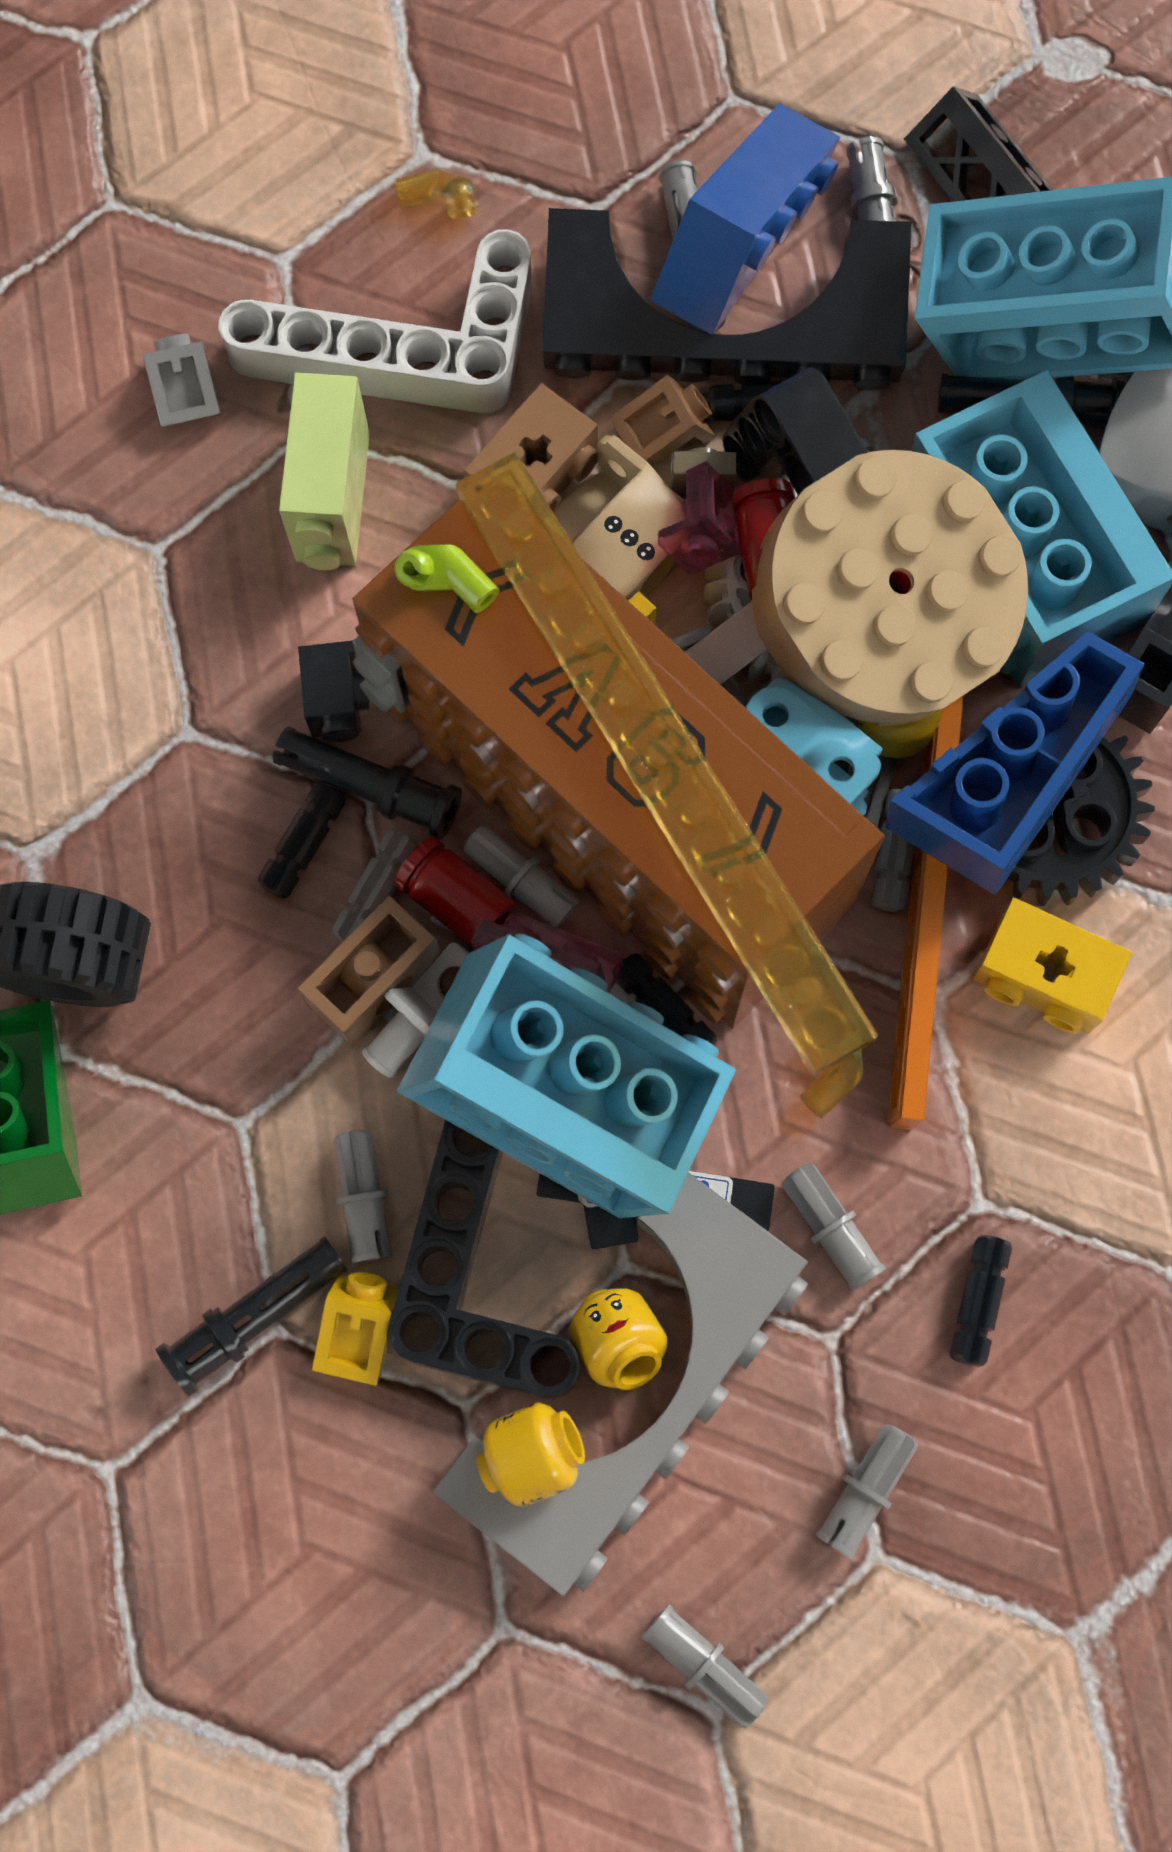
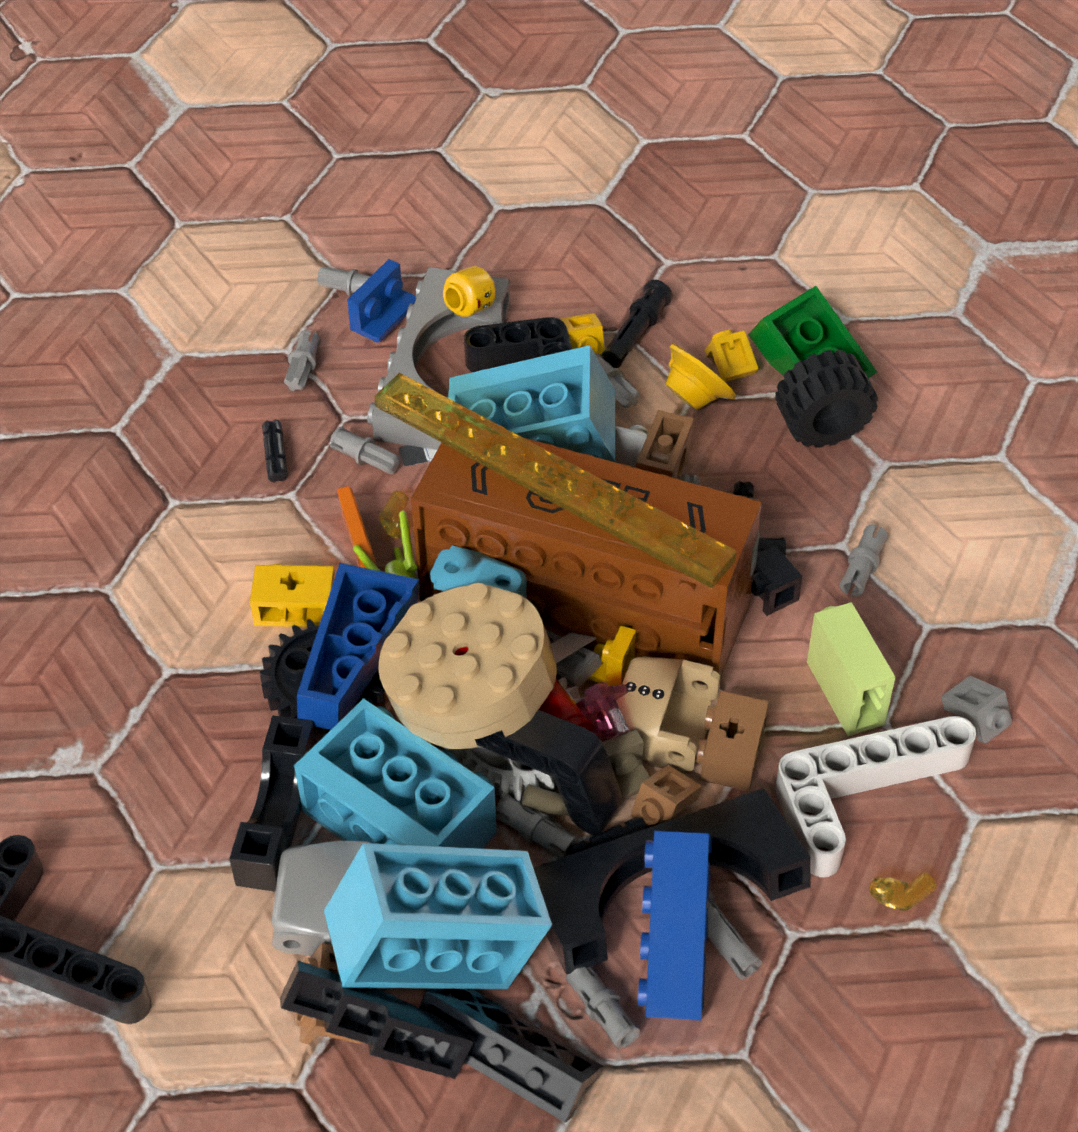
camera: 155 degrees right, 25 degrees down
(136, 1163) = (732, 355): none -> yellow bracket
(179, 677) = (863, 560): none -> light grey pin
(227, 1112) = (694, 381): none -> yellow hat
(446, 569) = (718, 523): lime arm -> none
(618, 1338) = (450, 361): yellow head -> none
(677, 1555) = (379, 303): none -> blue bracket
(888, 896) = (399, 565): none -> lime plant

